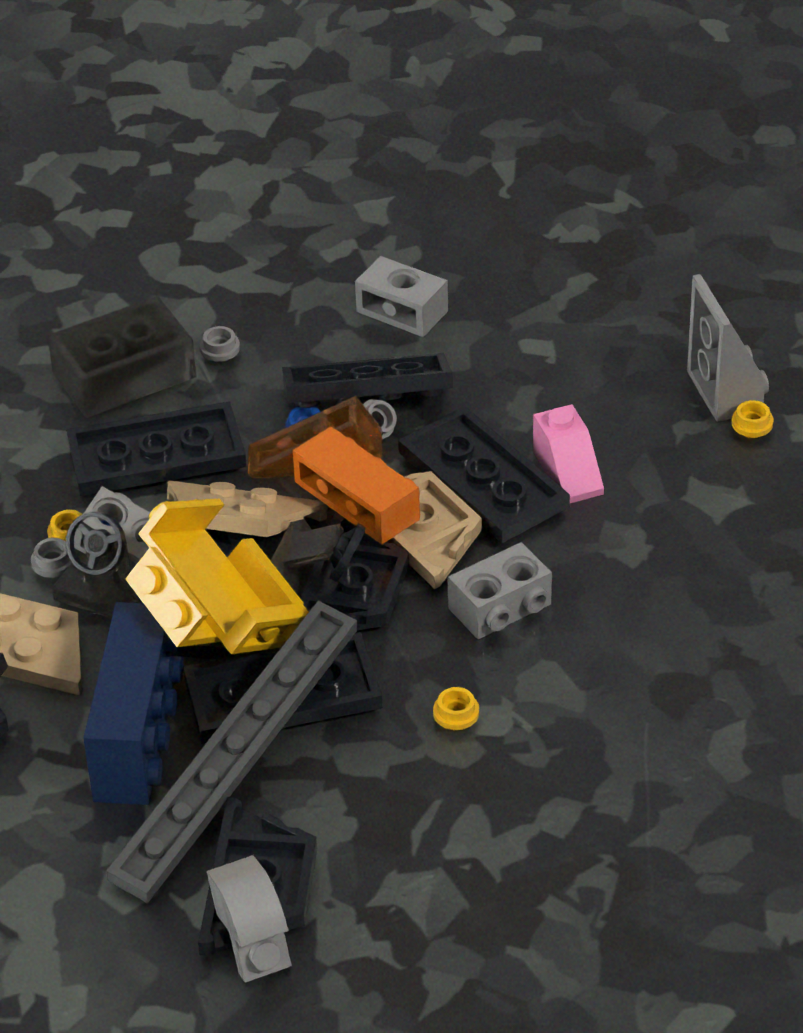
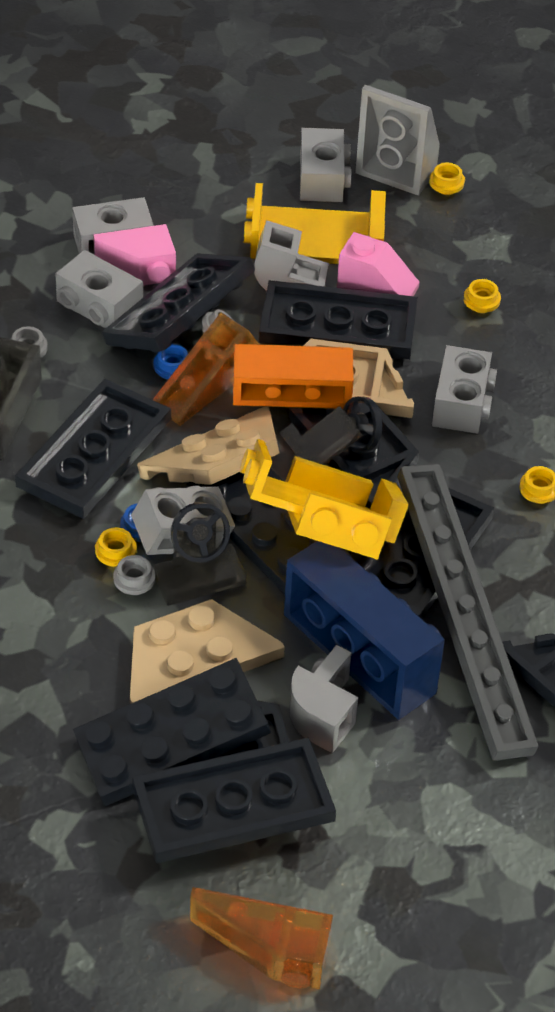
camera: 50 degrees left, 5 degrees up
(38, 733) = (320, 704): none -> light grey brick
(320, 330) = (97, 289): none -> light grey brick
(396, 324) = (139, 251): none -> bright pink slope
(486, 388) = (279, 258): none -> light grey brick
(547, 378) = (322, 230): none -> yellow panel
(636, 531) = (482, 296): none -> yellow plate
(648, 343) = (323, 165): none -> light grey brick

